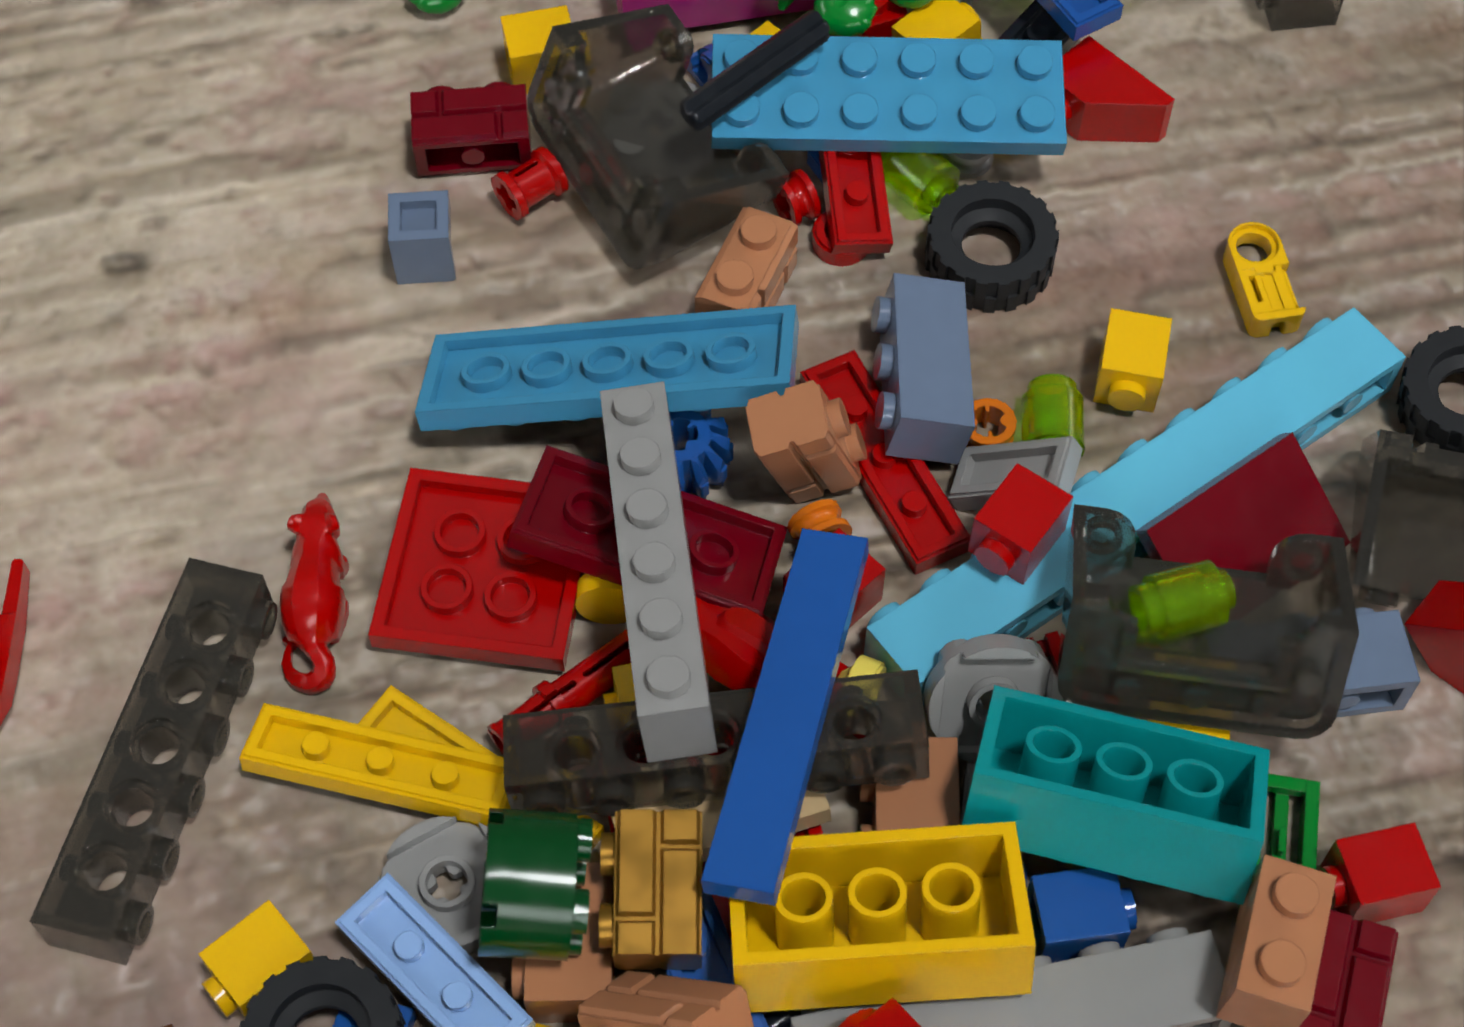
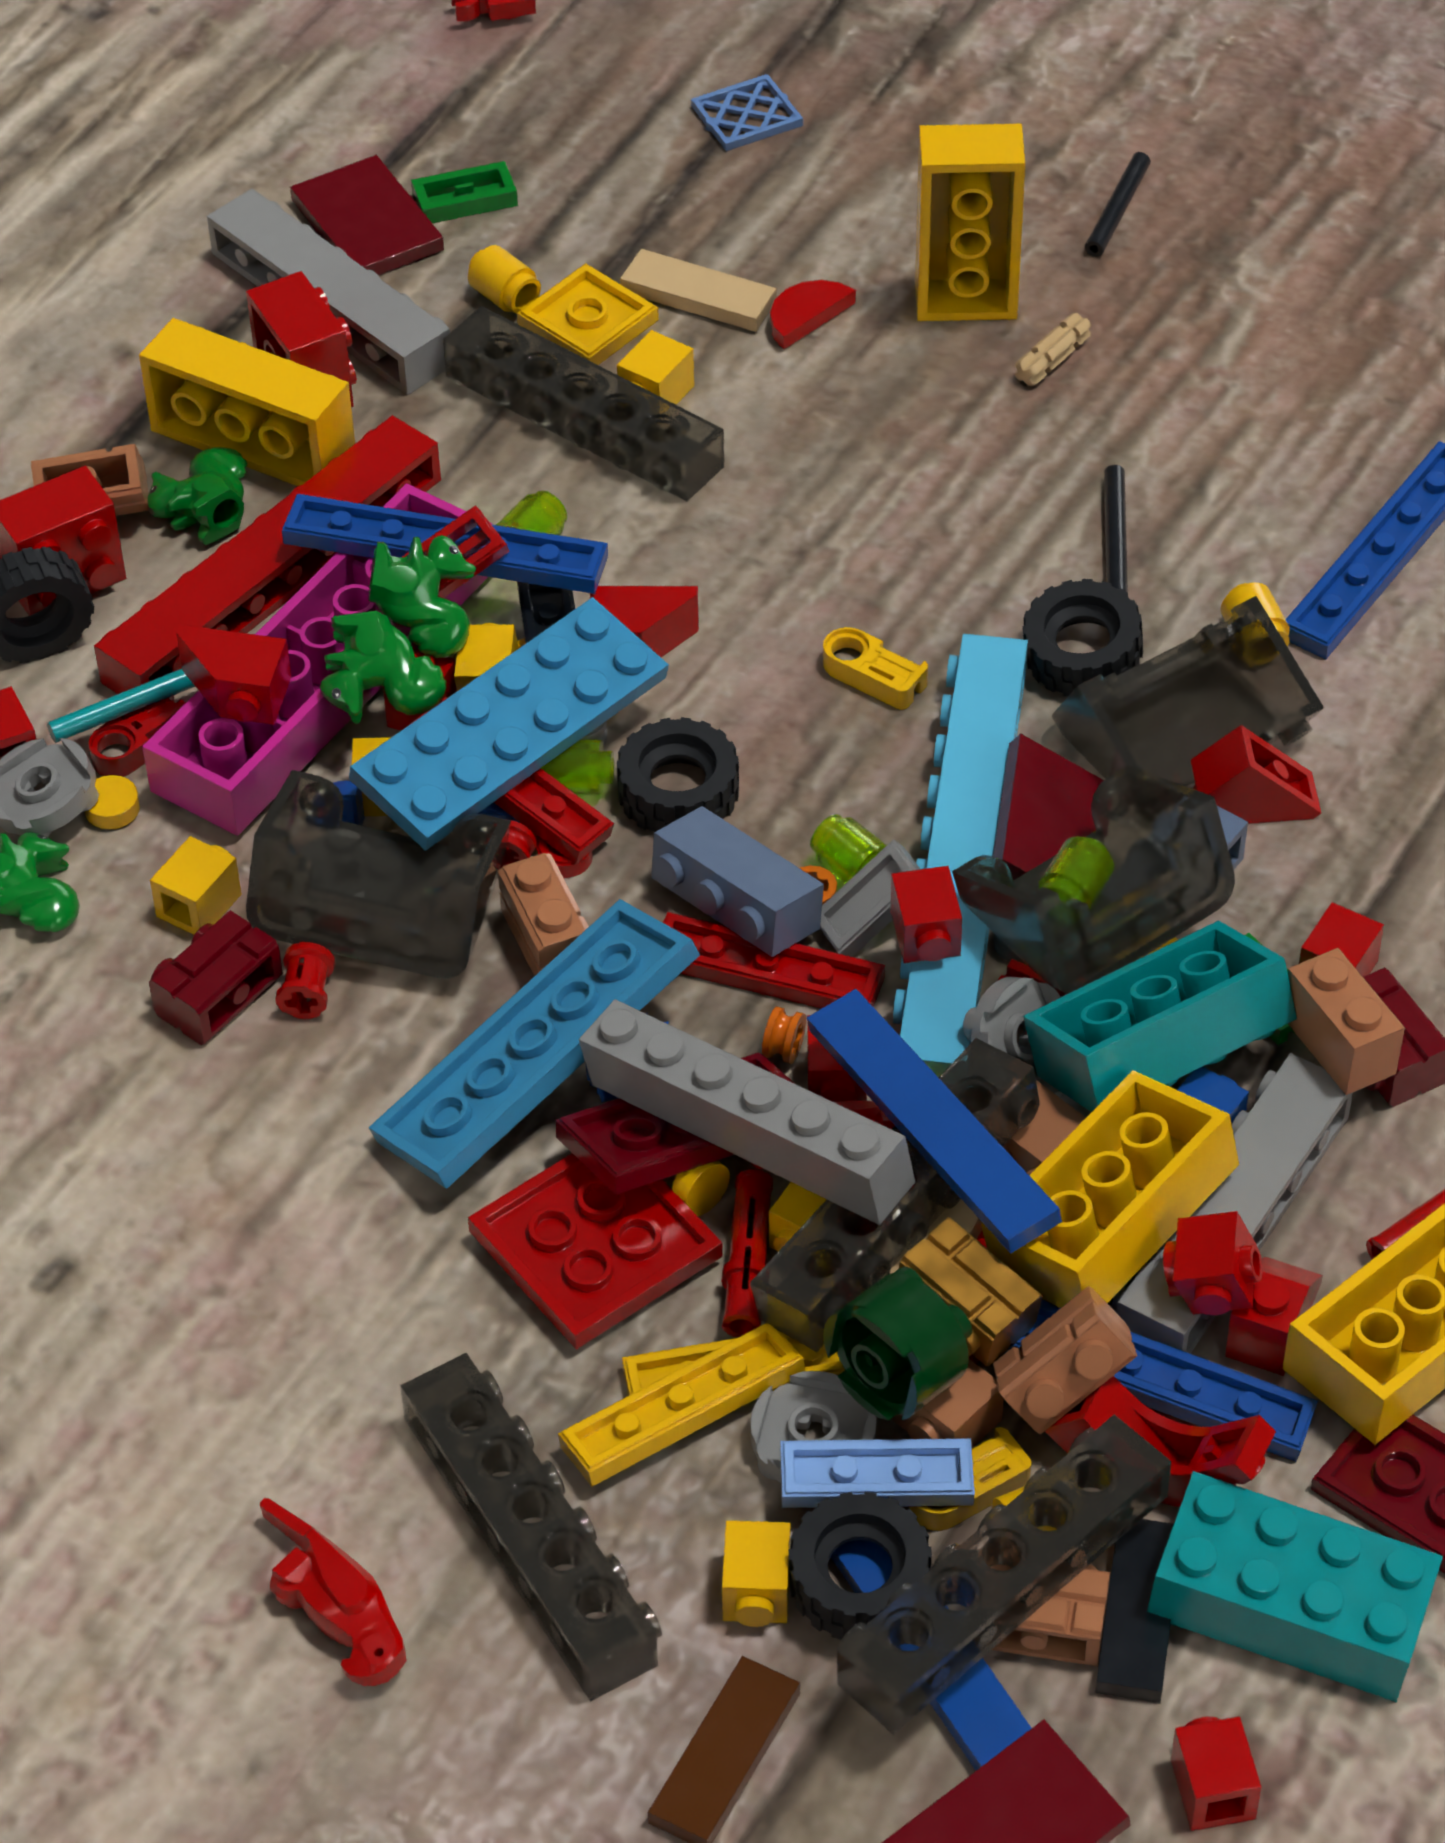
camera: 45 degrees left, 10 degrees down
(312, 596) = (502, 1347): red animal -> none
(421, 237) = (278, 1071): sand blue panel -> none
(754, 70) = (419, 765): black axle -> none
(806, 441) = (727, 978): nougat brick -> none
(1132, 360) = (857, 776): yellow brick -> none

